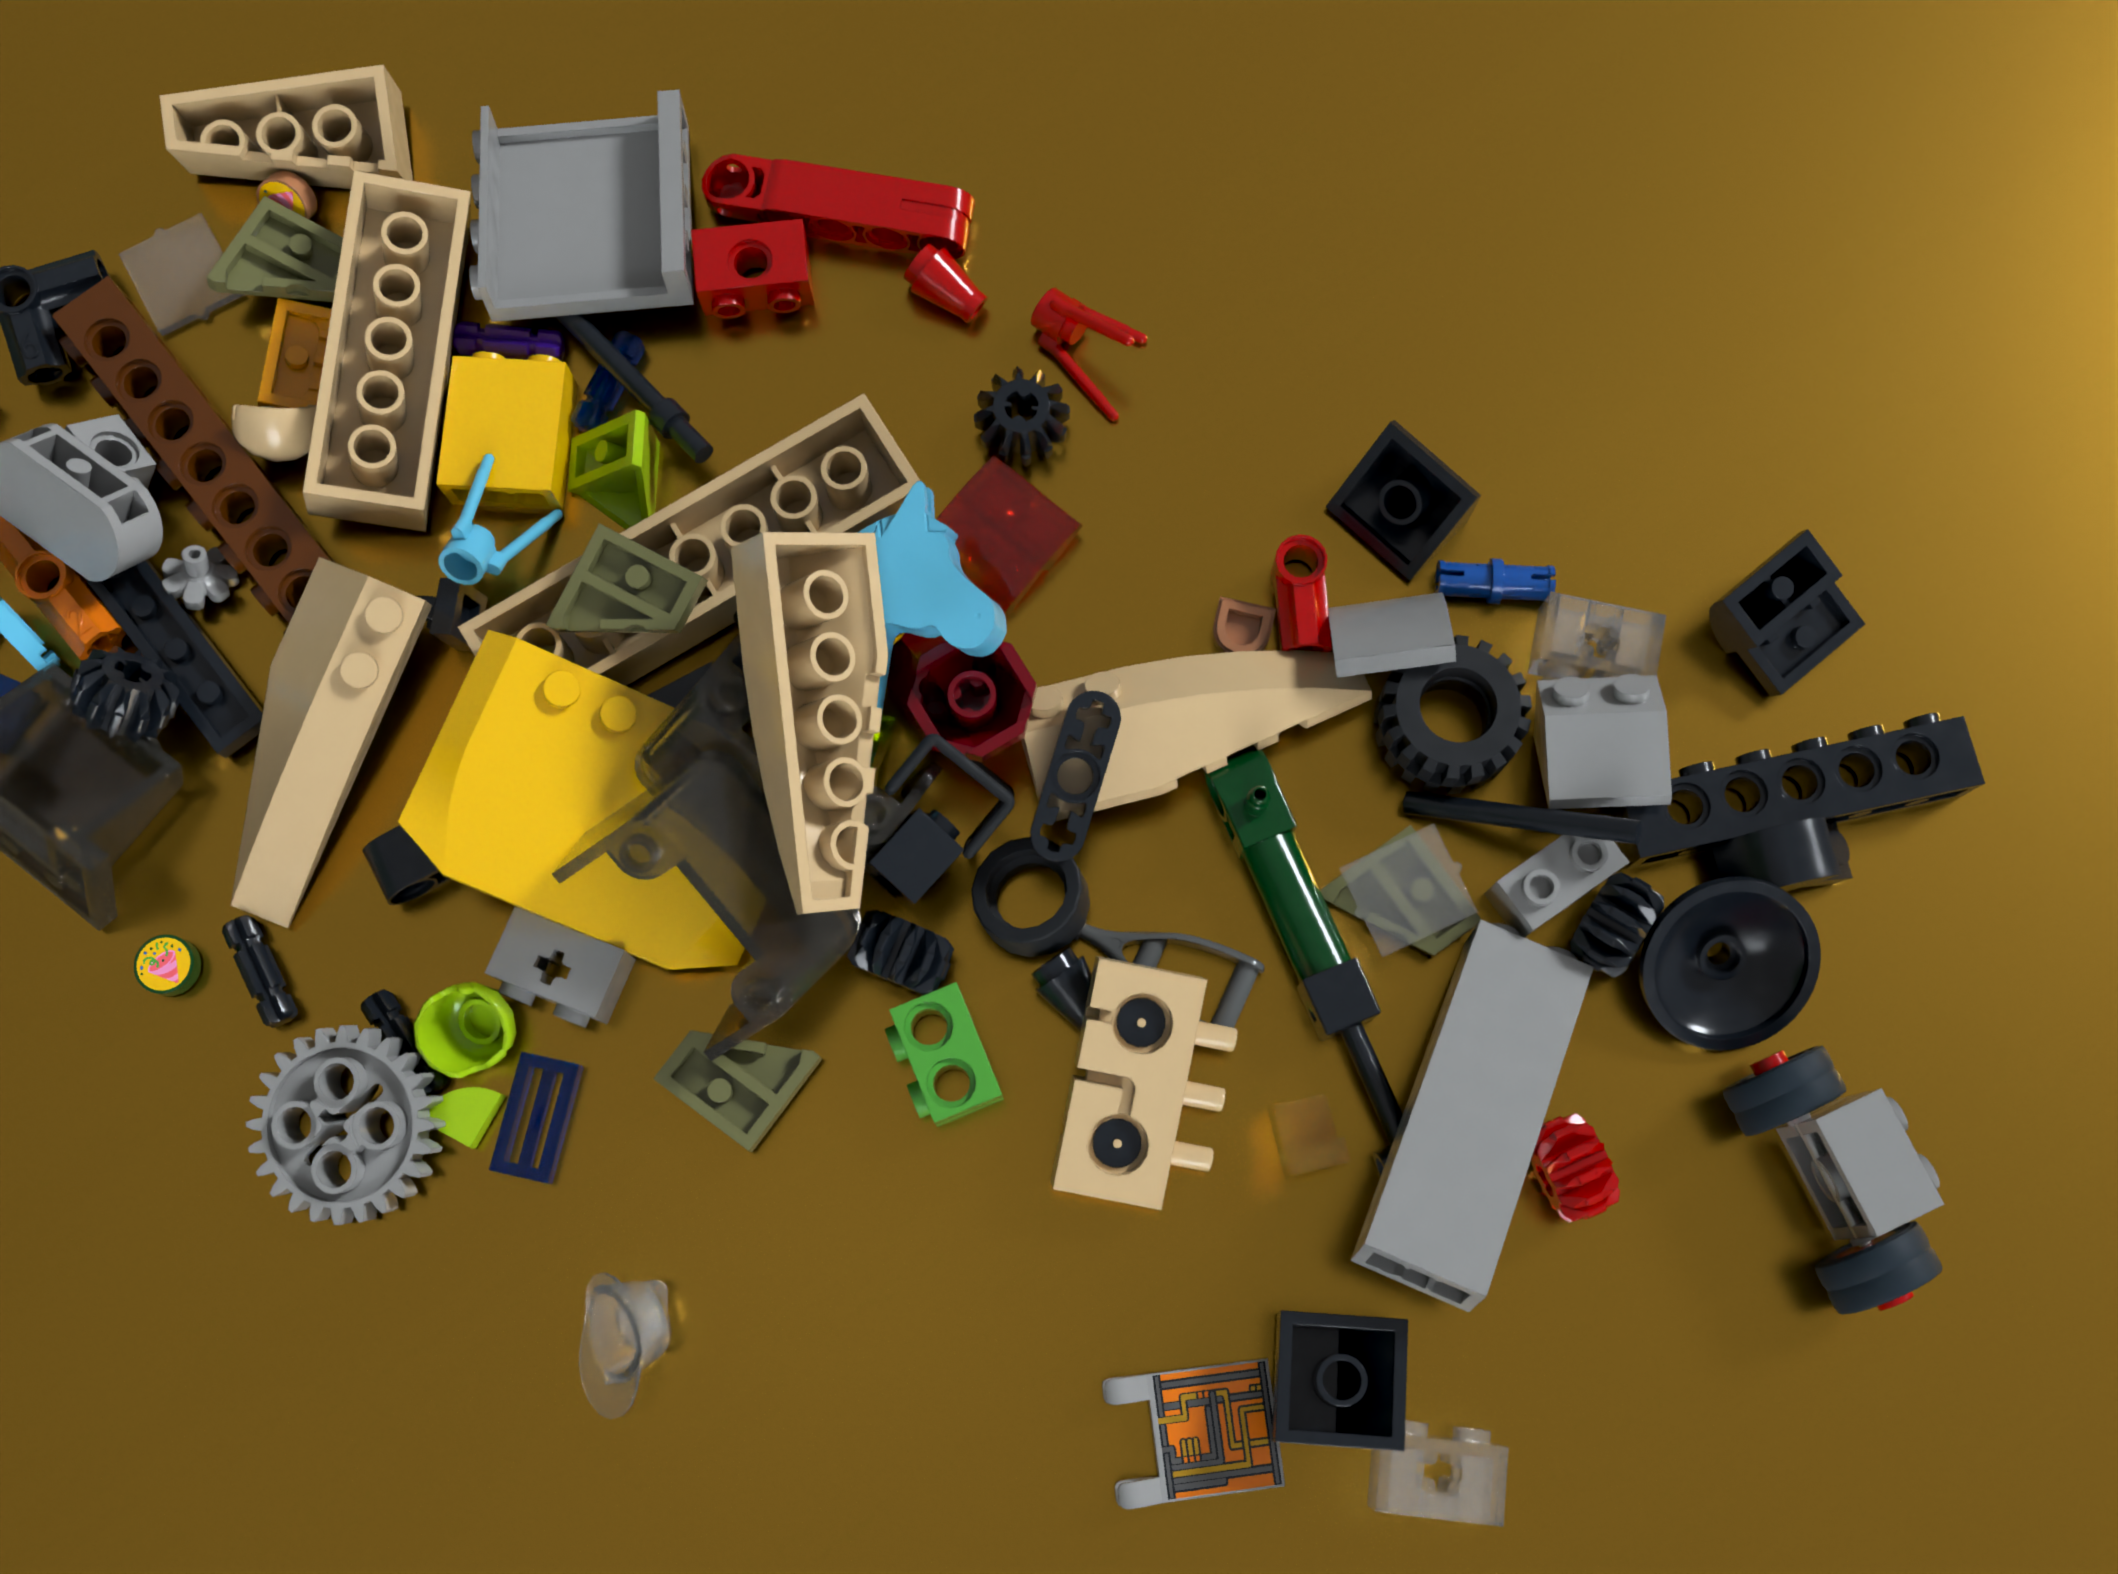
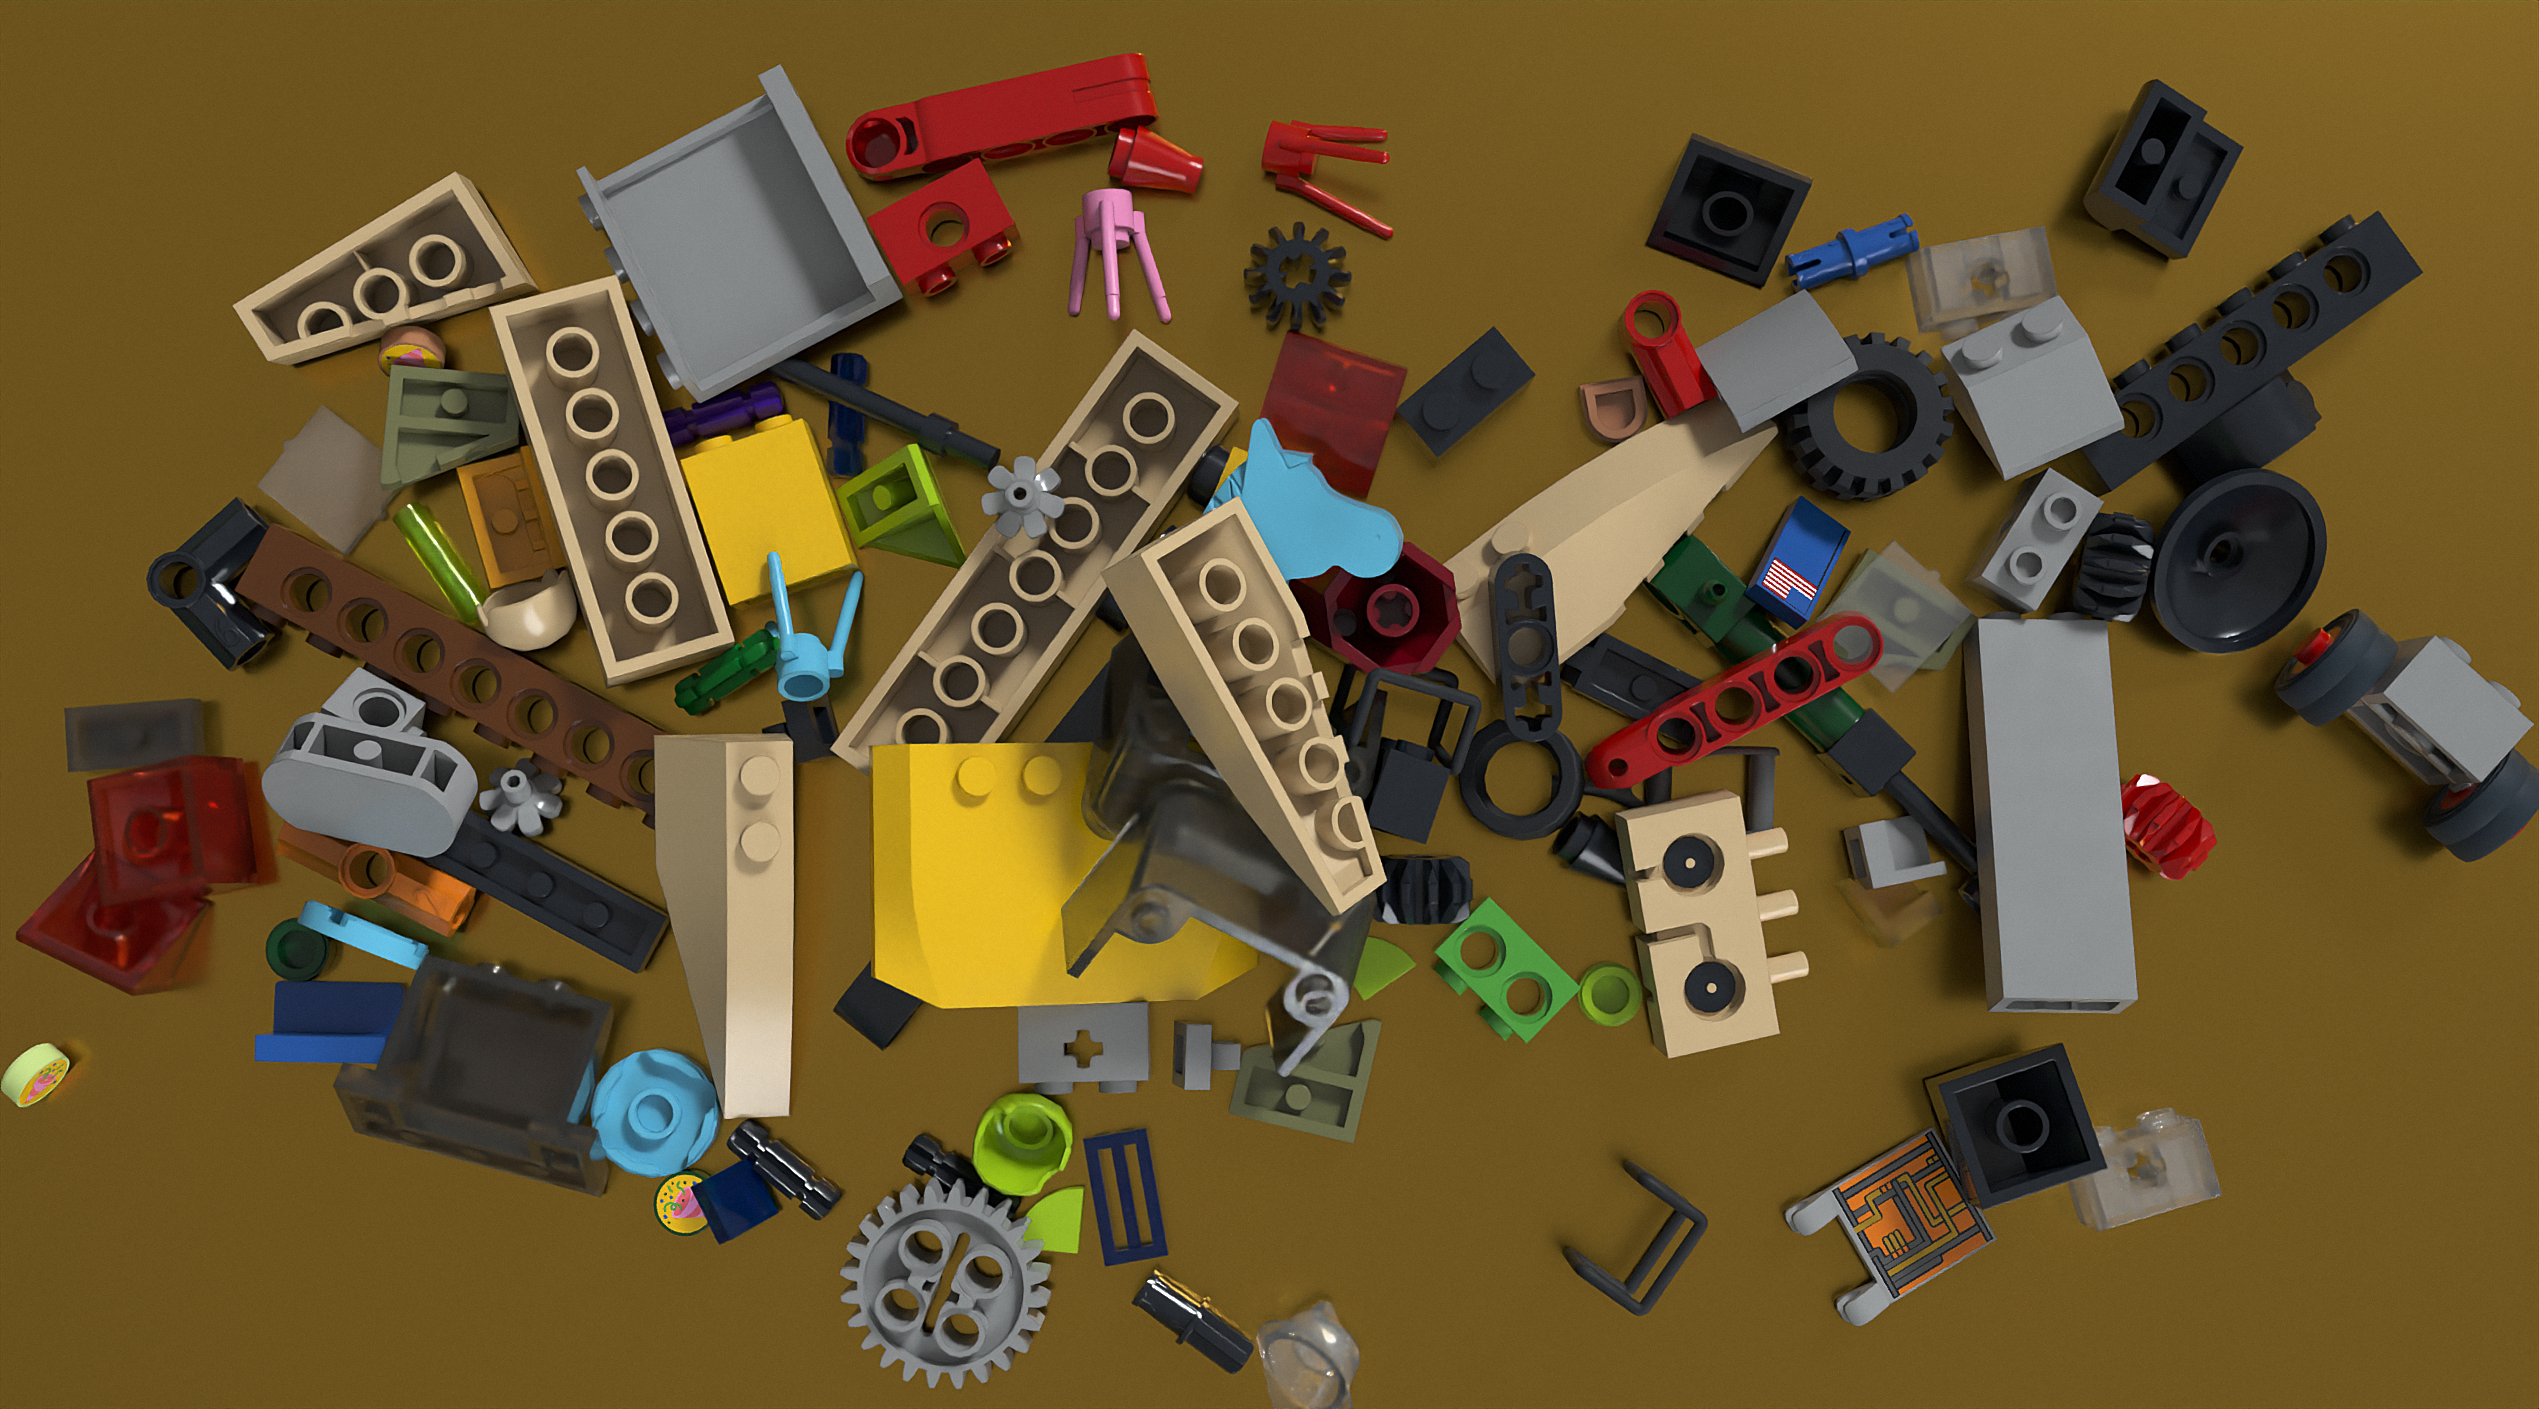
camera: 25 degrees left, 10 degrees up
(124, 693) = (521, 957): black gear -> none
(178, 879) = (656, 1112): none -> medium azure tile
(203, 977) = (734, 1200): none -> clear blue tile
(230, 361) = (440, 560): none -> clear neon green piece
(408, 541) = (727, 672): none -> green axle
(541, 1253) = (1194, 1323): none -> black axle
(625, 590) = (989, 641): olive wing -> none
(652, 1018) = (1197, 1054): none -> light grey tile
(710, 488) = (1032, 508): none -> light grey plant
(837, 1006) = (1379, 966): none -> lime tile
(882, 319) = (1108, 223): none -> bright pink plant
(915, 1370) = (1621, 1292): none -> black piece
(1029, 1118) = (1609, 993): none -> lime tile
(1117, 563) = (1463, 396): none -> black brick
(1143, 903) = (1647, 755): none -> red piece
(1163, 860) = (1628, 681): none -> black hinge
(1325, 1095) = (1890, 853): none -> light grey panel
(1343, 811) = (1798, 562): none -> blue tile
(1523, 817) = (1980, 498): black bar -> none

